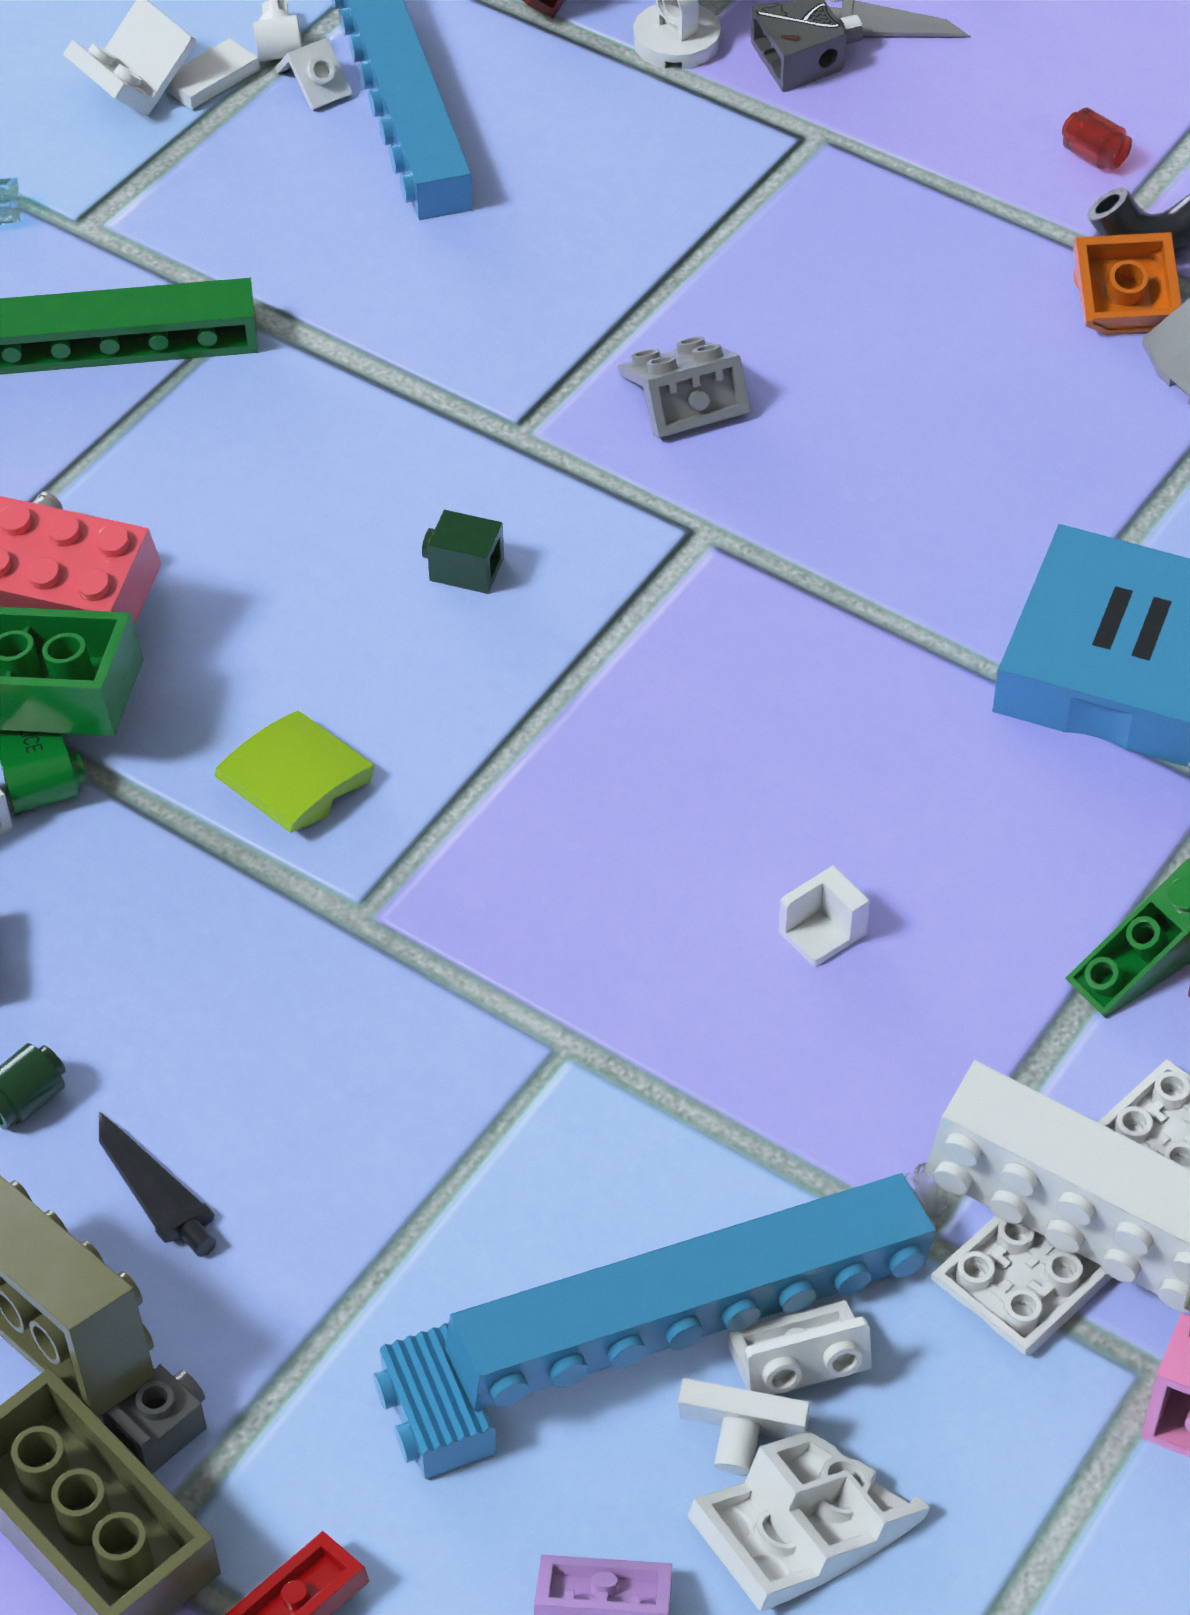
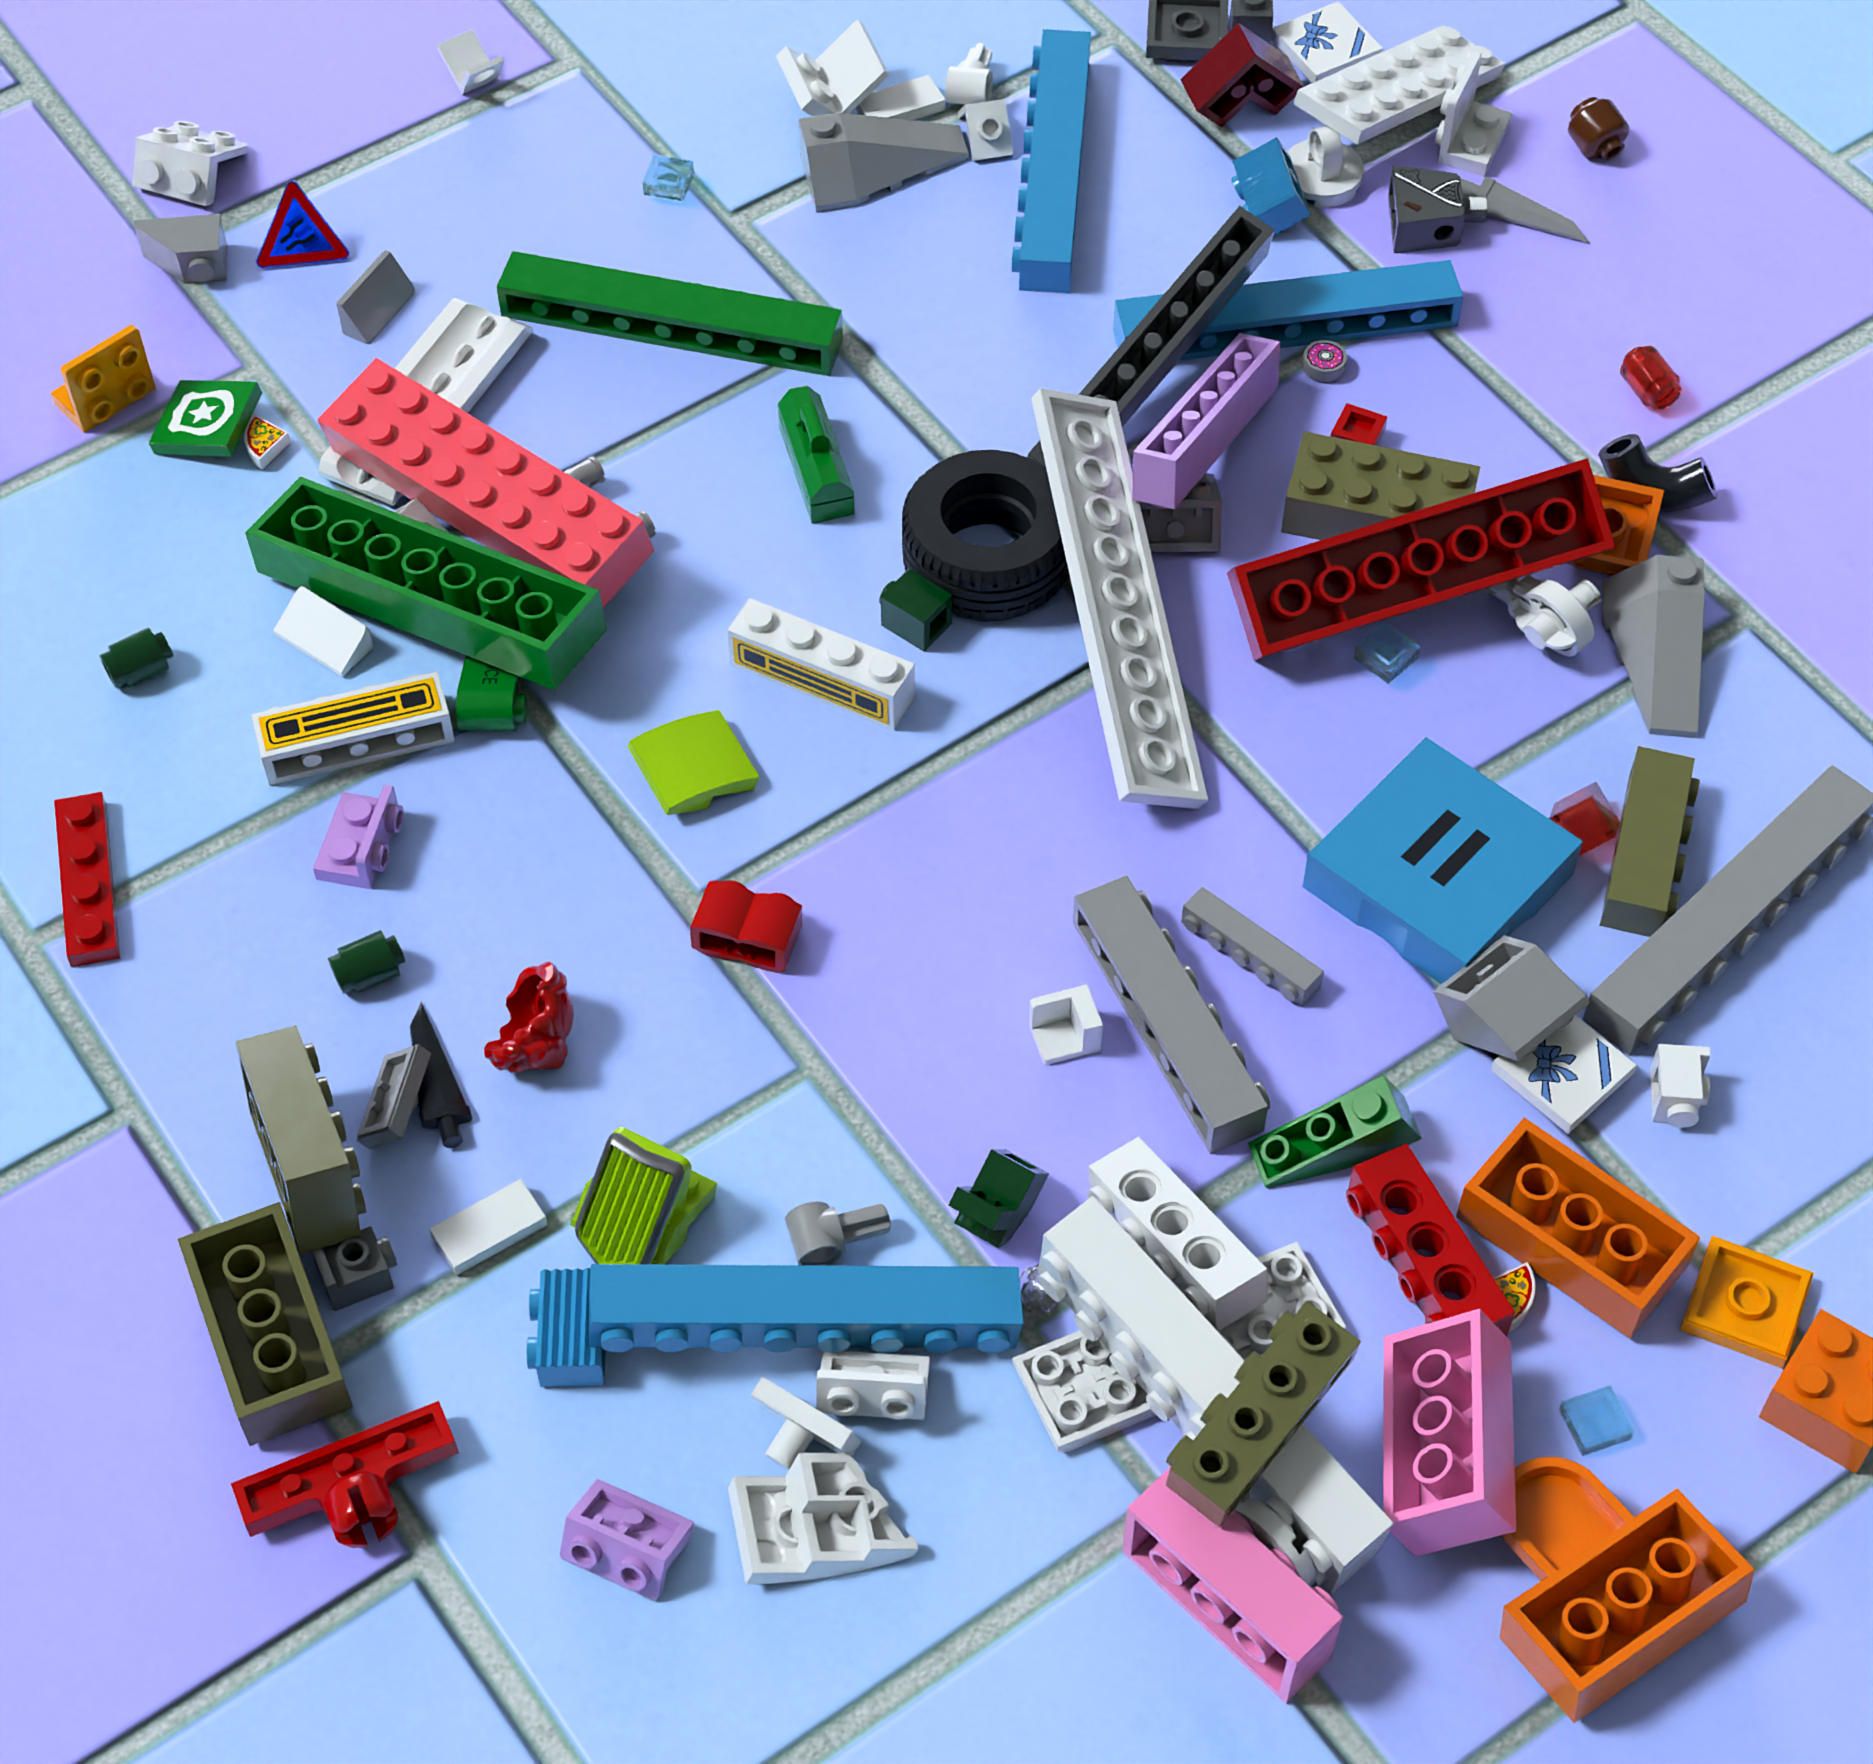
camera: 20 degrees right, 5 degrees up
(120, 1213) = (393, 1097): none -> light grey plate
(192, 131) = (860, 154): none -> light grey wedge
(247, 1087) = (538, 1022): none -> red hair
(284, 430) = (815, 455): none -> green piece
(288, 1325) = (488, 1227): none -> white tile
(390, 631) = (821, 663): none -> white brick
(434, 919) = (746, 925): none -> red brick
(452, 1238) = (639, 1202): none -> lime piece
(513, 409) = (985, 490): none -> black tyre
(599, 237) = (1179, 316): none -> dark grey brick
(637, 57) = (1270, 186): none -> dark azure brick
(671, 1208) = (821, 1233): none -> light grey axle
(686, 479) = (1118, 602): none -> white plate
(690, 285) = (1205, 421): none -> lavender brick
(707, 171) = (1322, 308): none -> dark azure brick
(766, 206) = (1324, 361): none -> tile
(835, 261) = (1360, 425): none -> red plate
(840, 1112) = (998, 1197): none -> dark green brick
(892, 317) = (1357, 484): none -> olive brick
(927, 873) = (1170, 1014): none -> light grey brick
(968, 460) = (1386, 652): none -> clear light blue plate
(969, 357) = (1420, 559): none -> red brick
(974, 782) = (1252, 946): none -> light grey piece
(1072, 1076) = (1179, 1233): none -> white brick
(1115, 390) = (1550, 612): none -> white pin

